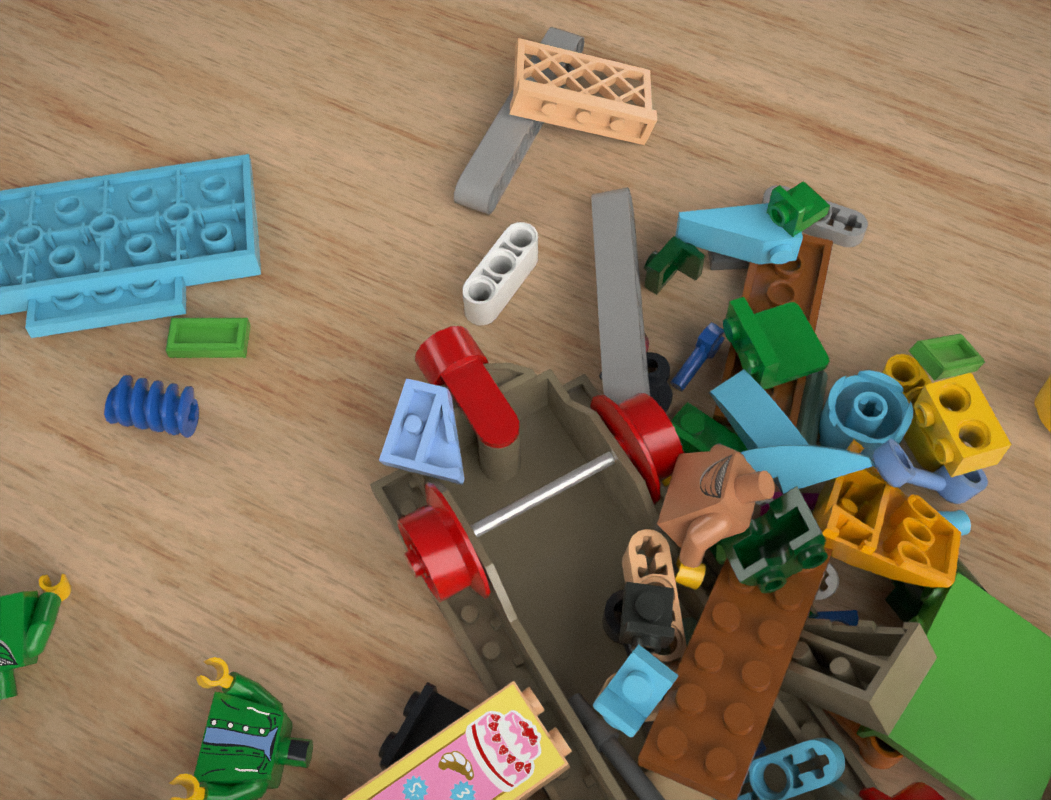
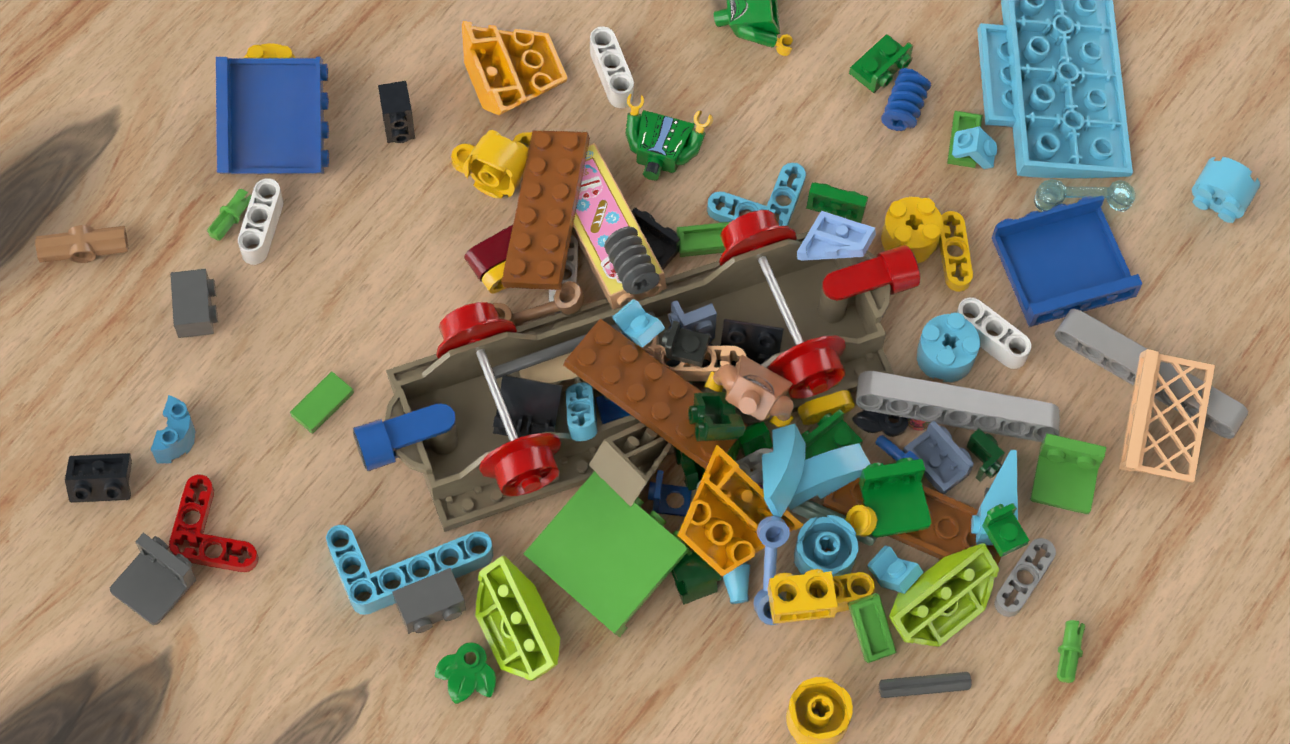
camera: 95 degrees right, 5 degrees up
(88, 449) = (881, 62): none -> green bracket
(224, 318) = (977, 145): none -> medium azure bracket
(269, 57) = (1225, 188): none -> medium azure brick
(288, 226) = (1053, 192): none -> clear light blue piece
(327, 474) = (837, 201): none -> green bracket
(354, 576) = (780, 188): none -> medium azure beam
(363, 375) = (914, 224): none -> yellow brick
(369, 321) = (950, 262): none -> yellow beam
(386, 214) = (1063, 261): none -> blue panel
(406, 651) = (701, 239): none -> bright green tile
(512, 730) = (631, 261): none -> dark grey piece
(534, 315) = (948, 347): none -> medium azure brick
(587, 621) = (700, 320): none -> sand blue bracket
(598, 543) = (756, 340): none -> black hinge
(674, 183) = (1067, 473): none -> bright green bracket
(688, 311) = (942, 458): none -> sand blue bracket
(814, 379) = (862, 519): none -> yellow tile
(862, 340) = (894, 572): none -> medium azure bracket
(876, 289) = (945, 597): none -> lime wedge
(890, 164) = (1070, 651): none -> bright green axle
(987, 301) = (925, 684): none -> dark grey axle

